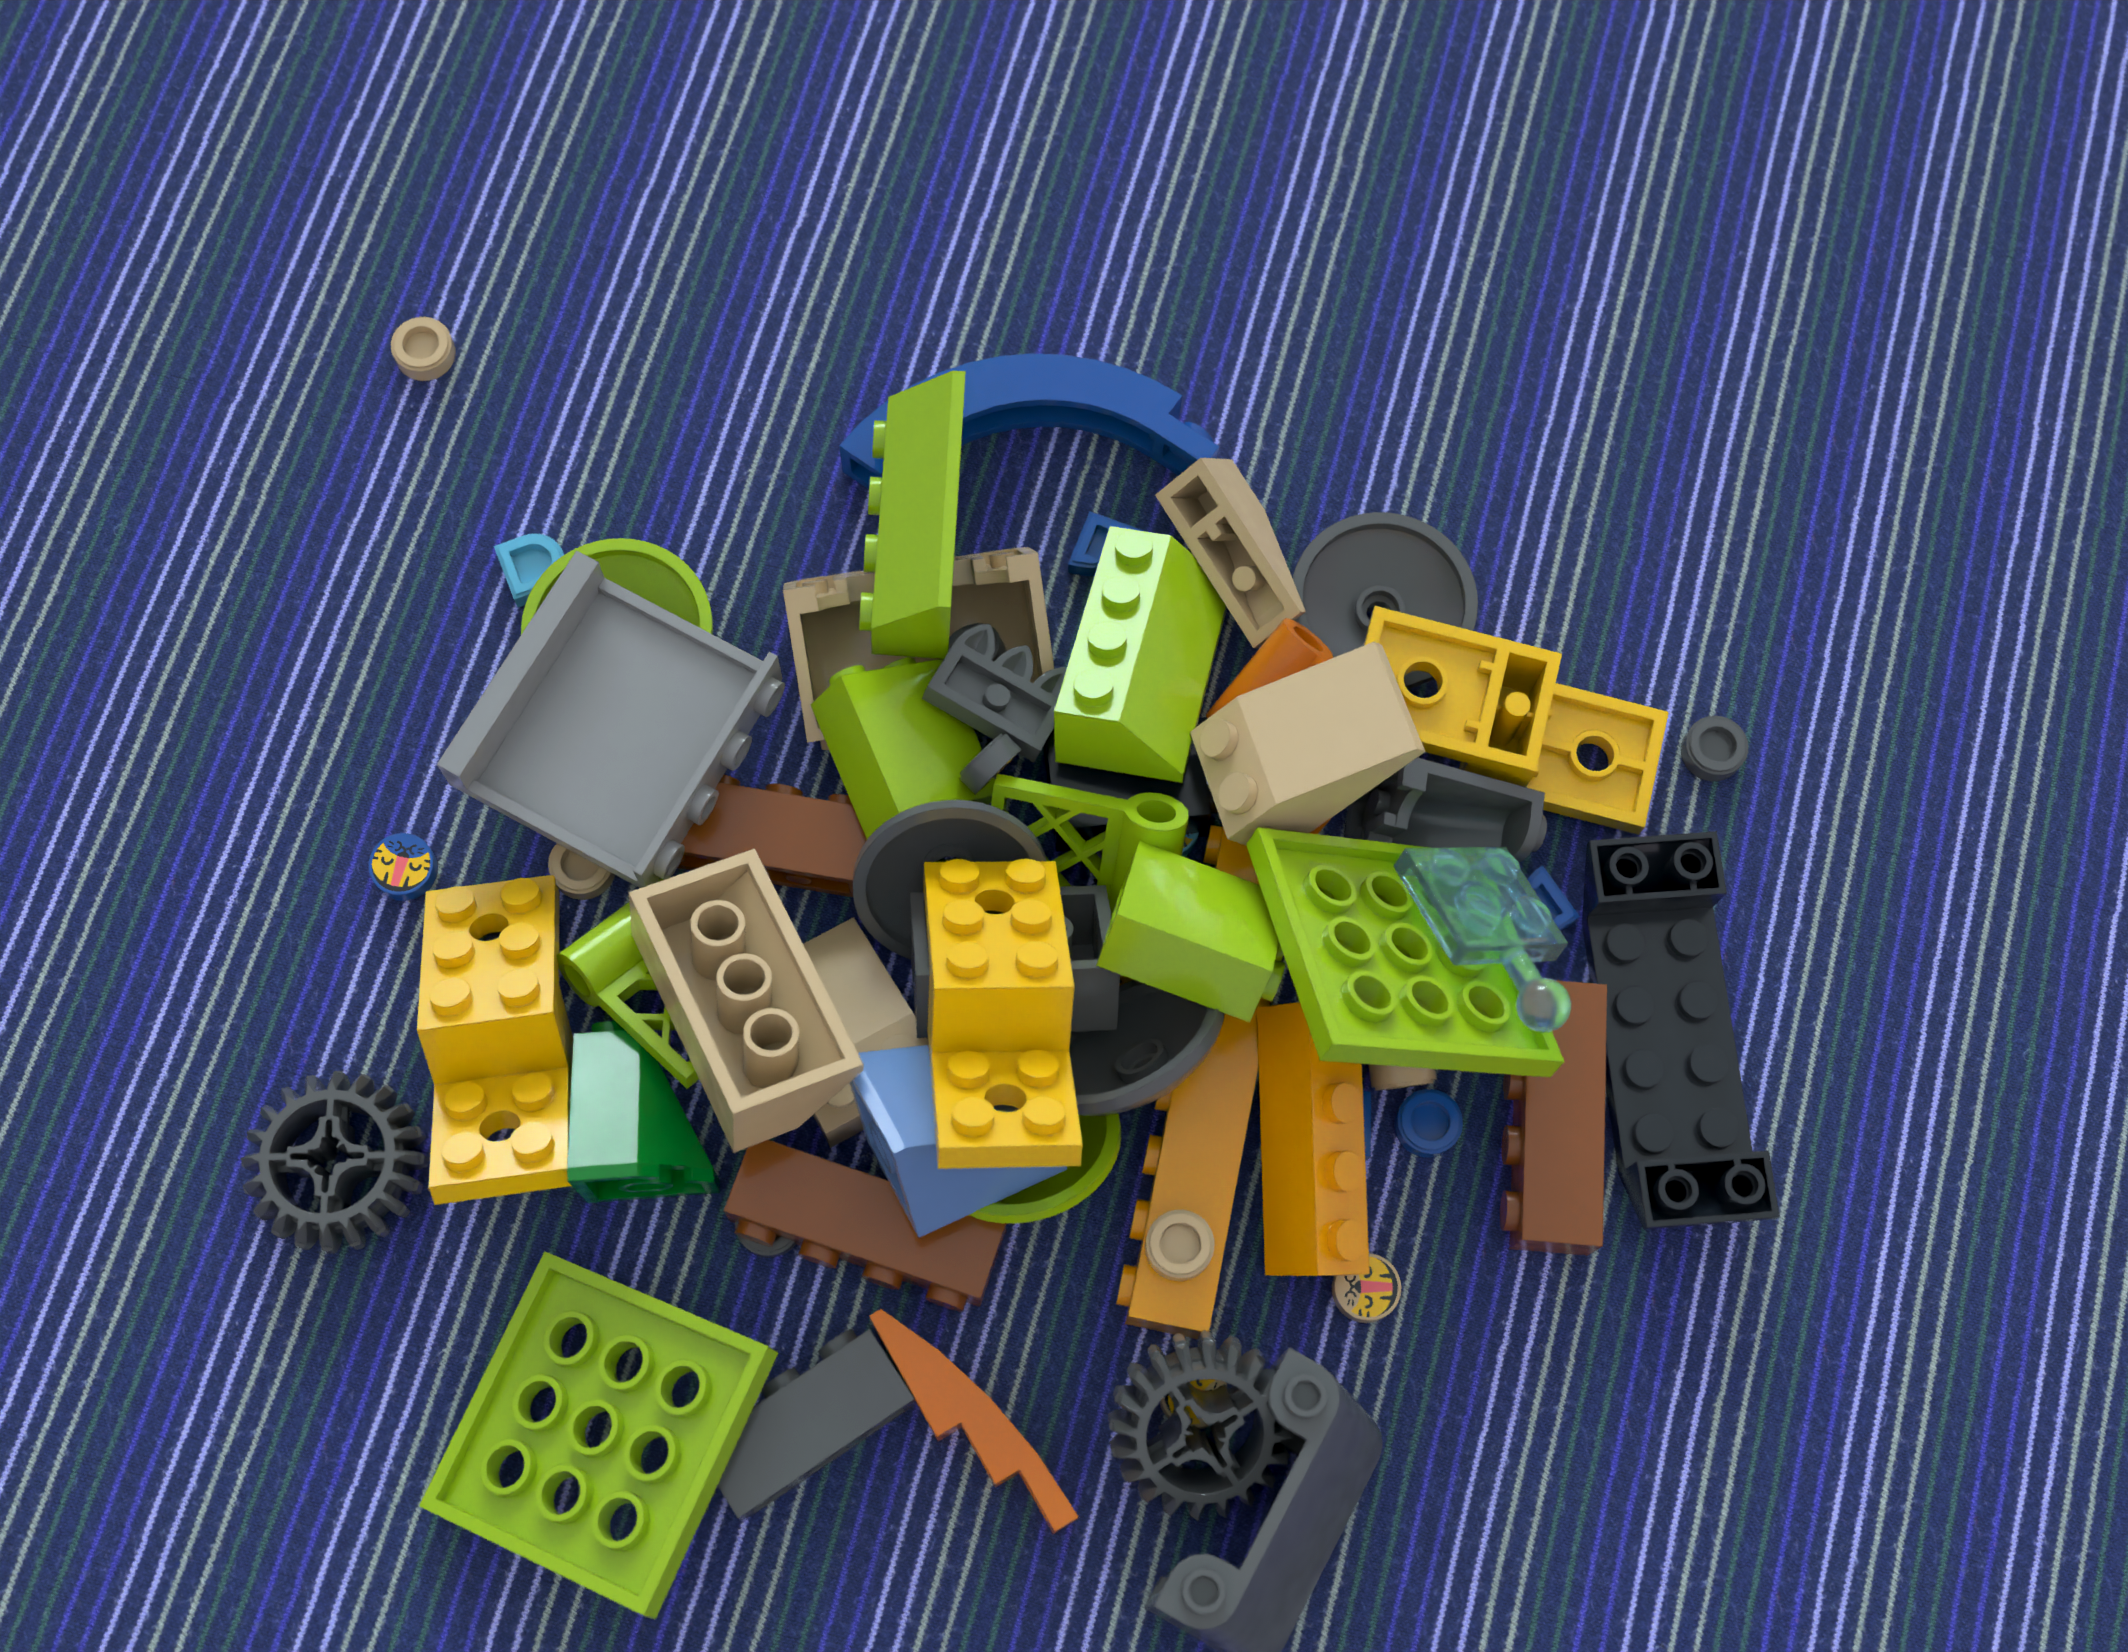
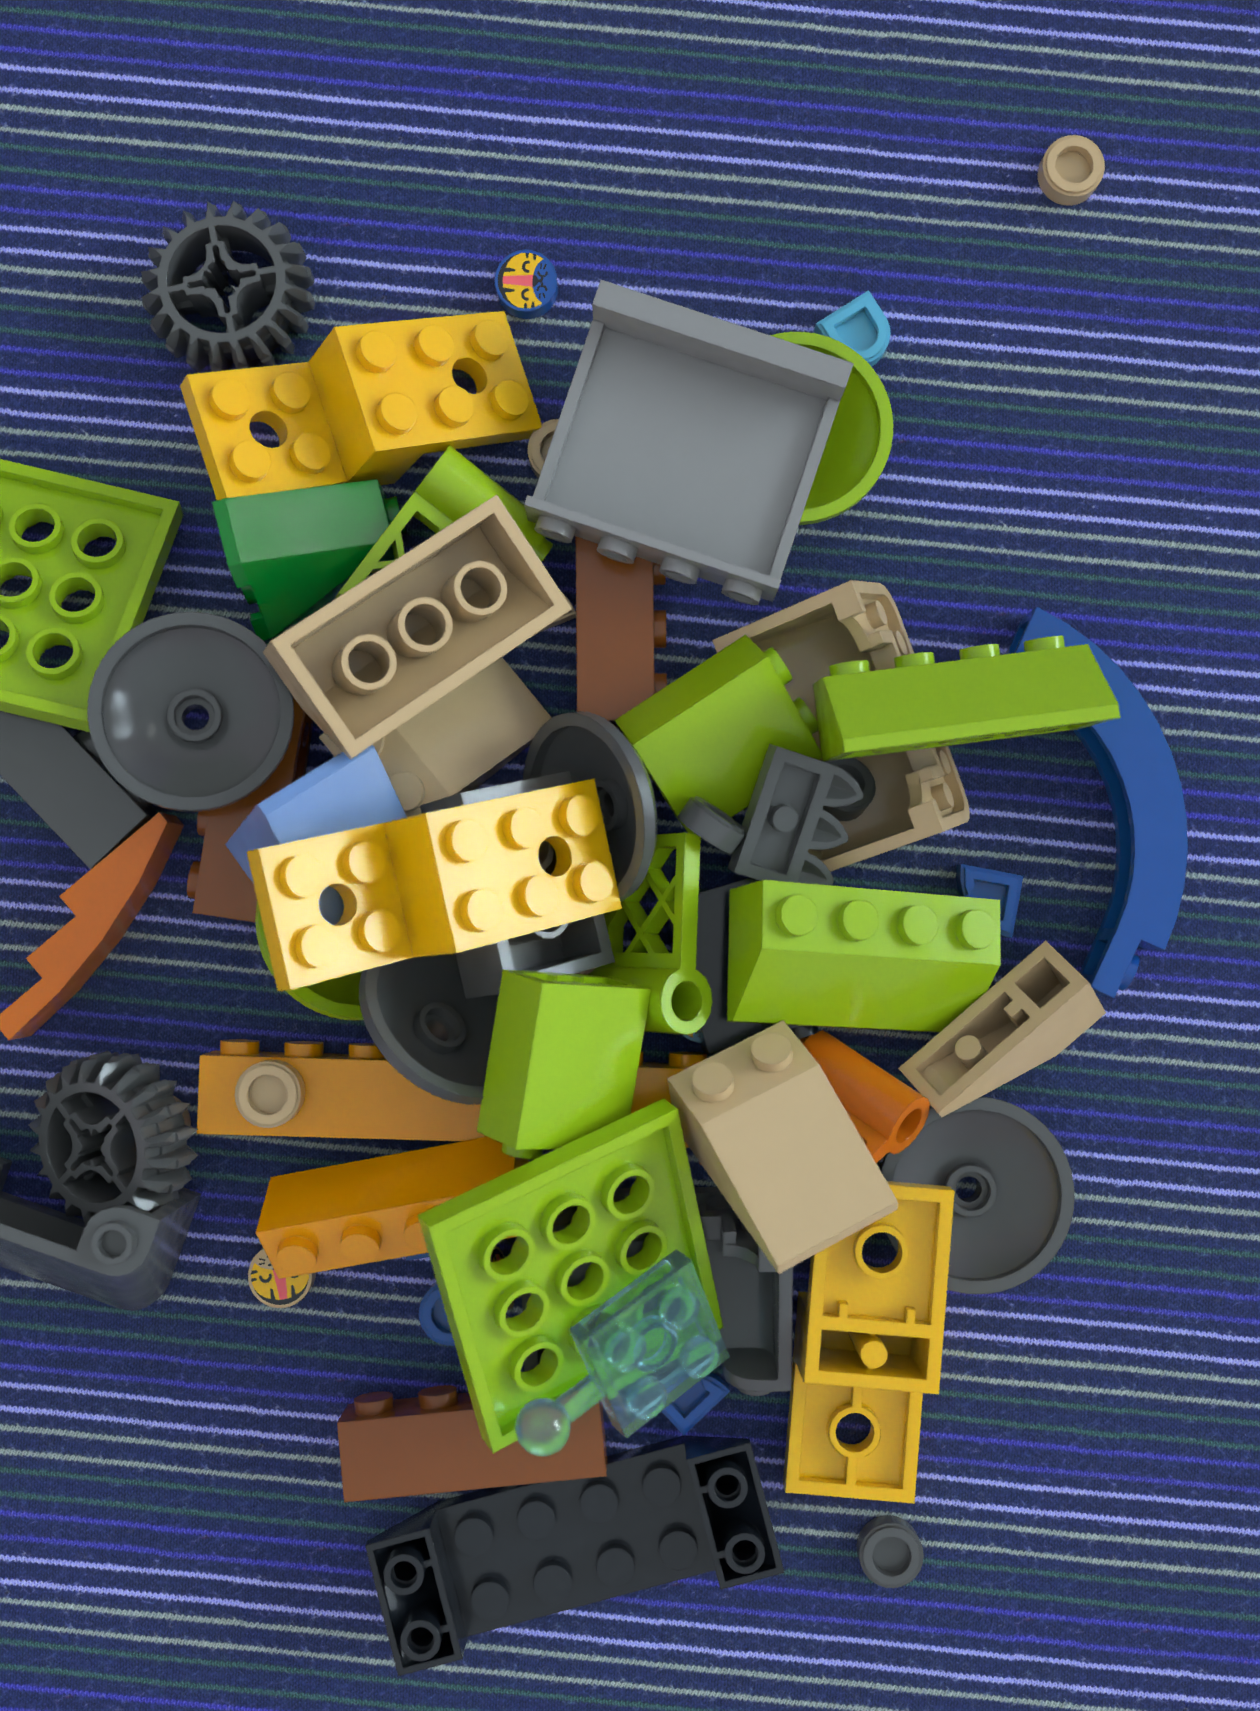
camera: 80 degrees right, 15 degrees up
(769, 1202) = (162, 675): none -> dark grey dish

